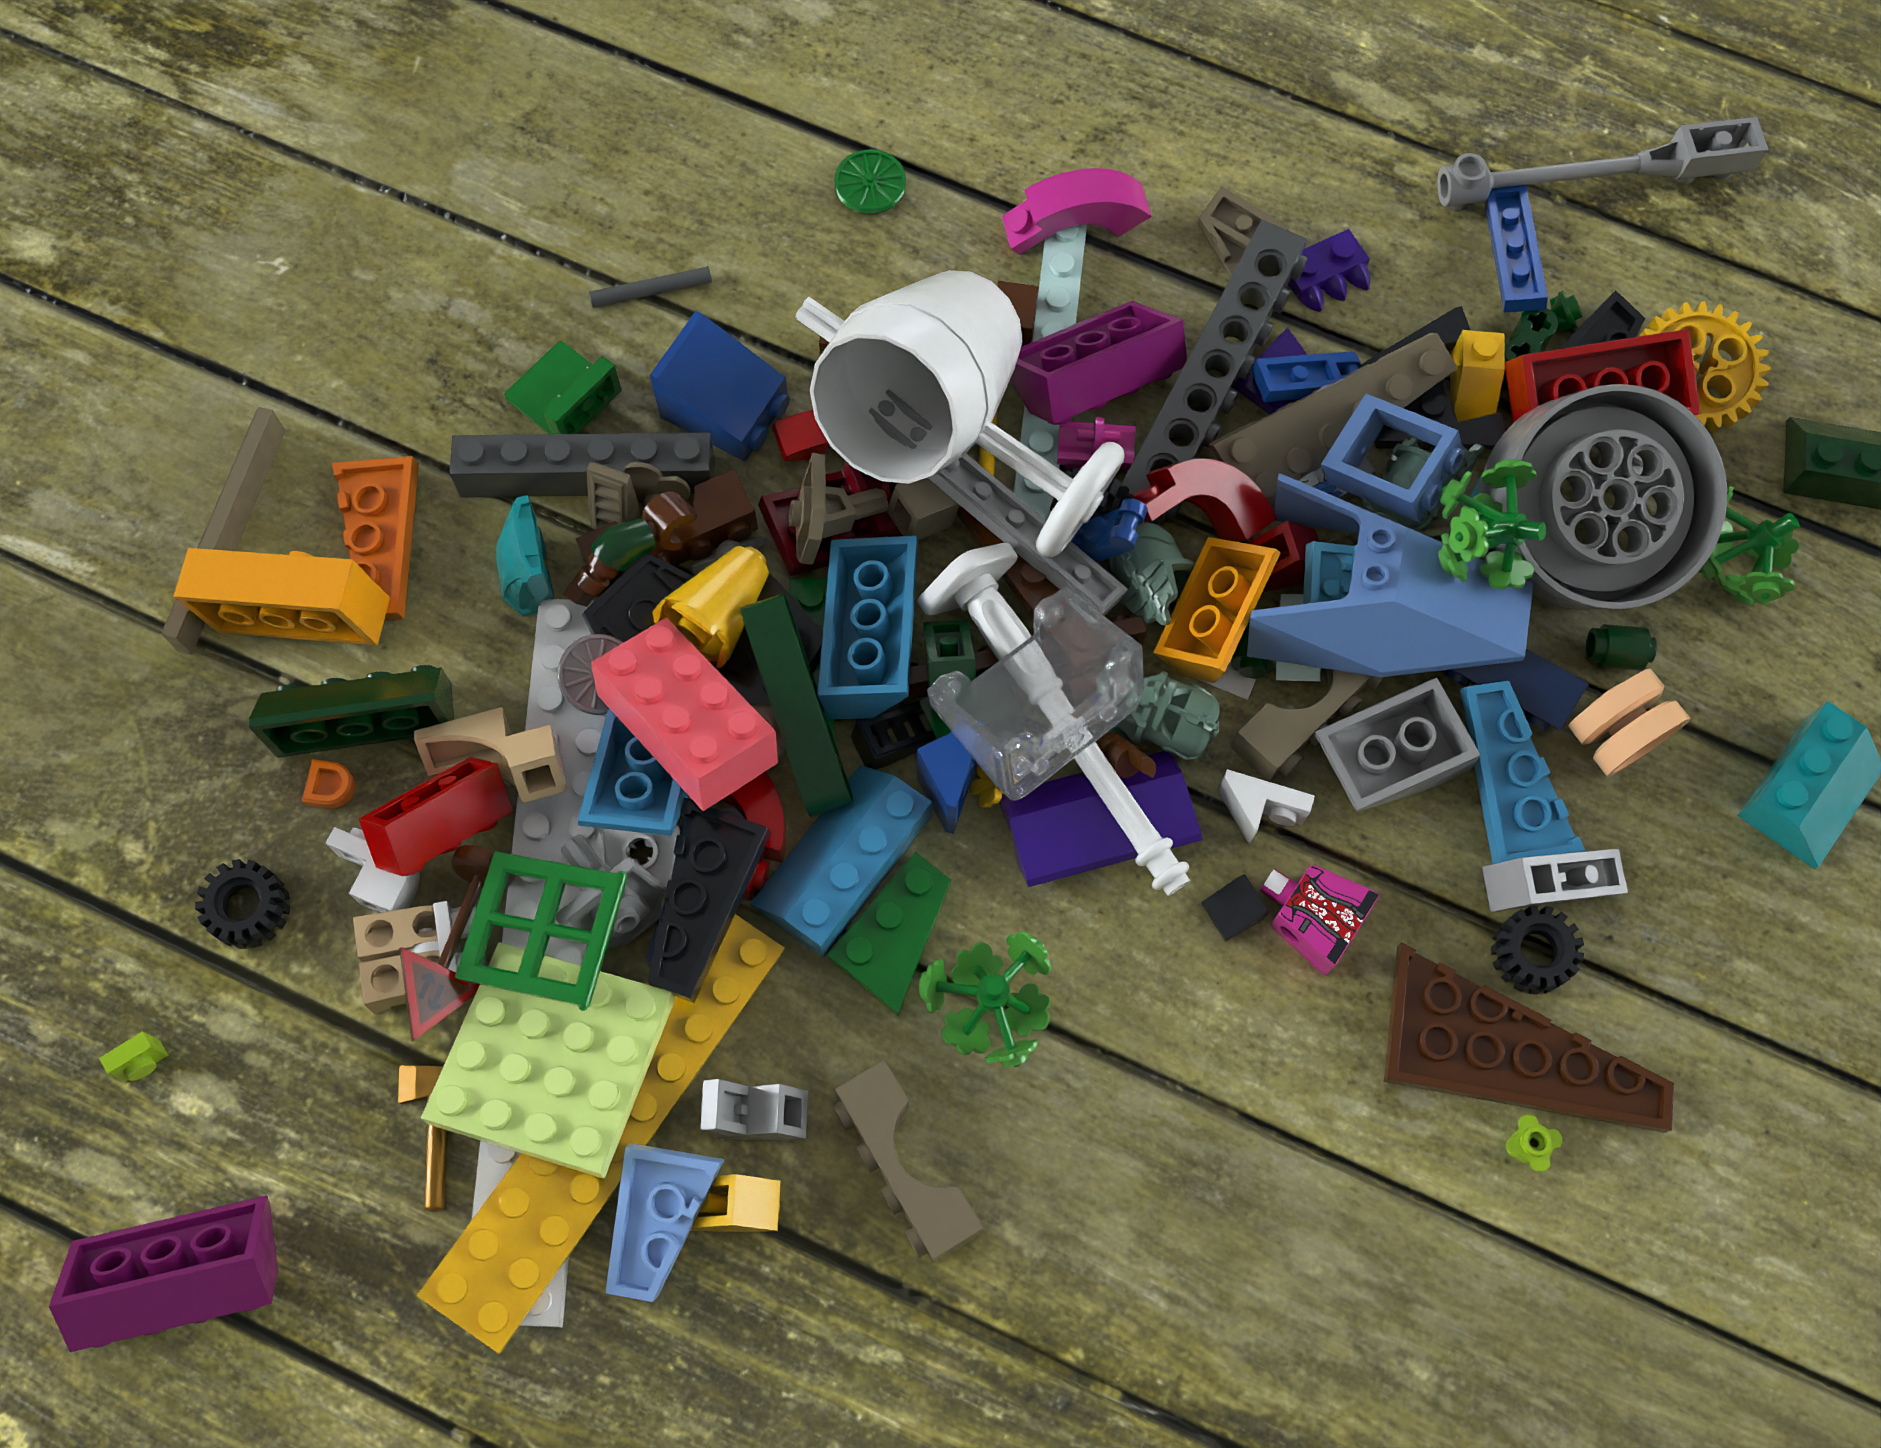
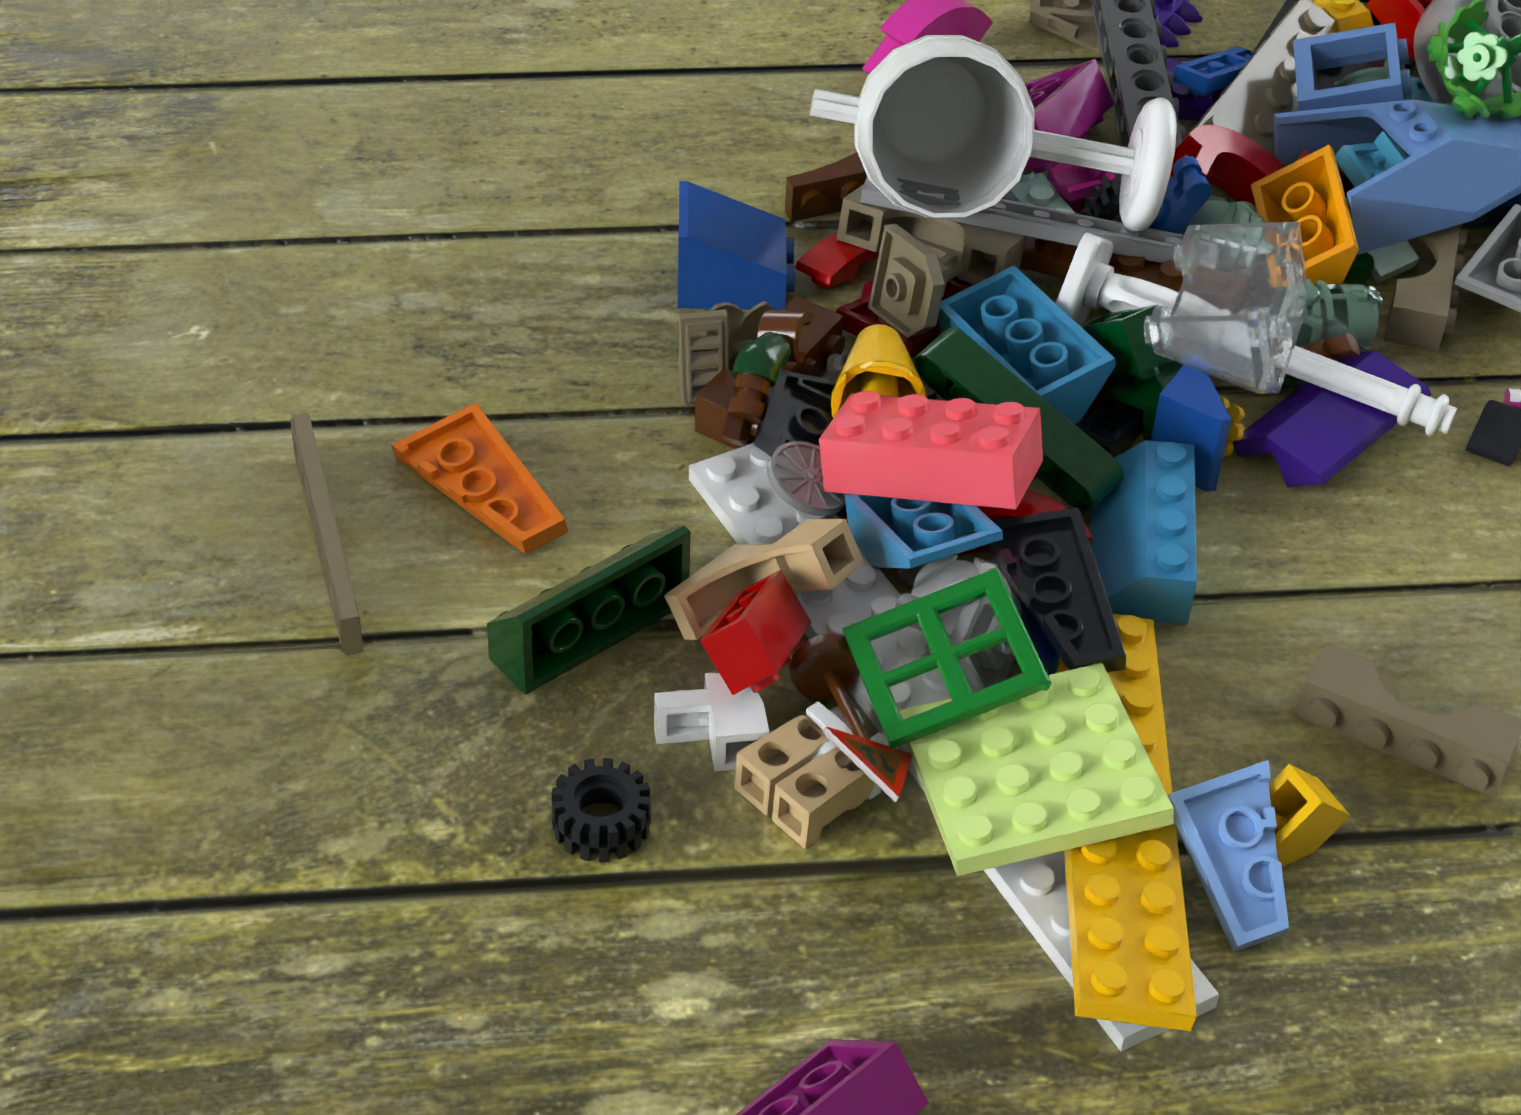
camera: 30 degrees left, 25 degrees down
(134, 1057) = (598, 978): lime plate -> none
(283, 596) = (452, 533): light orange brick -> none
(328, 785) = (601, 688): orange tile -> none
(415, 1085) = (921, 870): pearl gold piece -> none
(521, 560) = (659, 431): teal slope -> none
(560, 461) = (618, 359): dark grey brick -> none
(564, 390) = (579, 315): green bracket -> none
(650, 287) = (587, 220): dark grey bar -> none
(754, 1112) = (1245, 737): light grey brick -> none
(870, 181) = (724, 85): green wheel -> none
(891, 934) = (1236, 576): green wing -> none
(979, 976) = (1374, 523): bright green plant -> none
(1251, 797) = (1451, 354): white slope -> none

